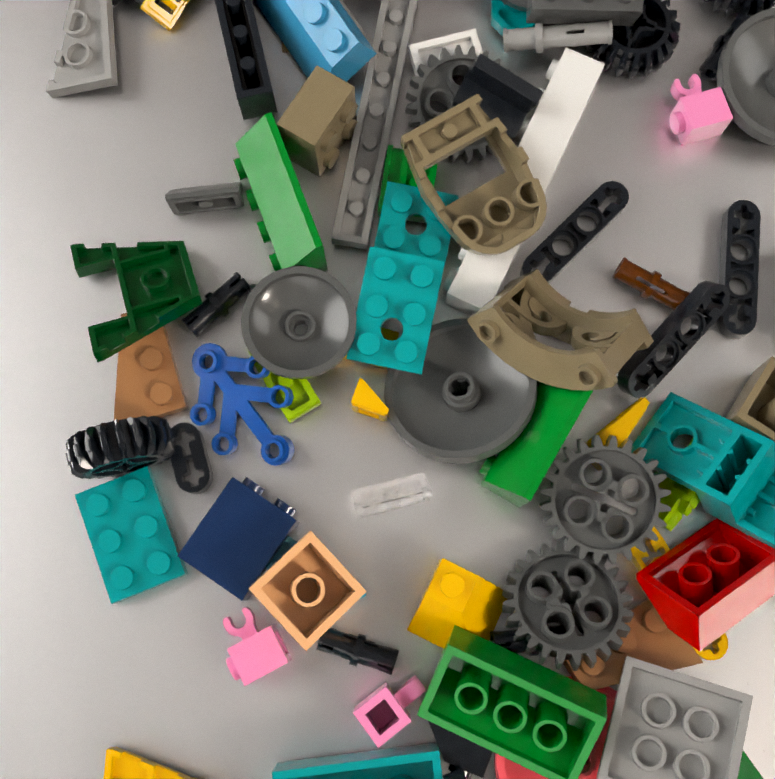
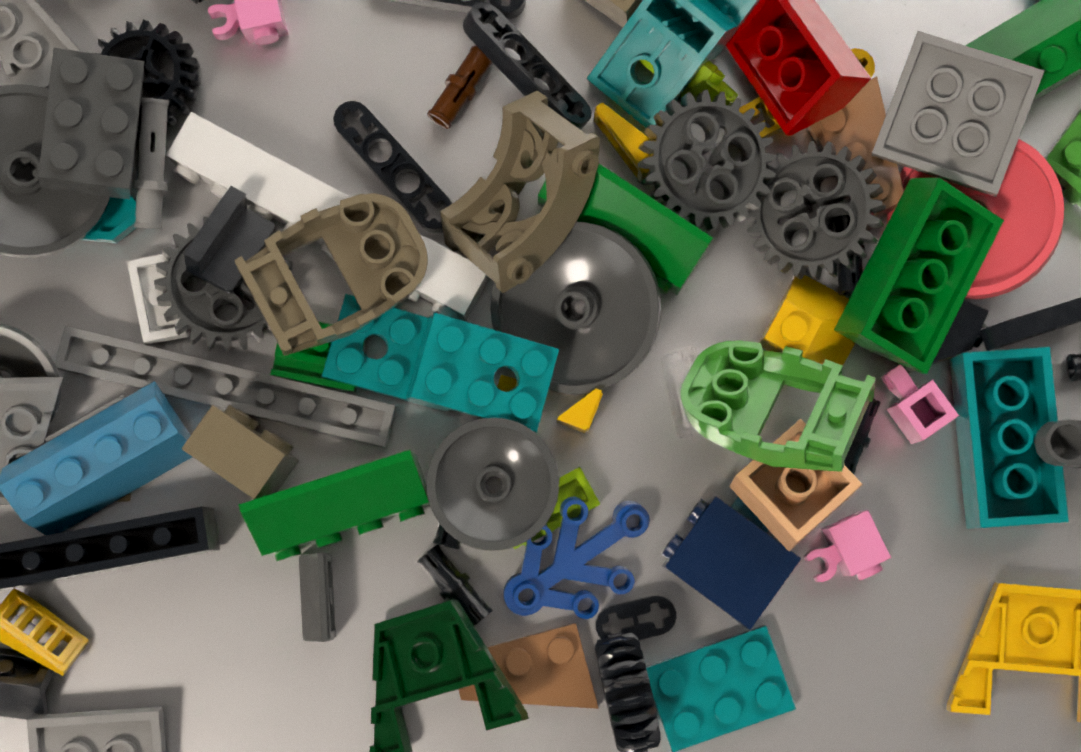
camera: 85 degrees left, 5 degrees up
(396, 534) = (737, 386): none -> bright green slope

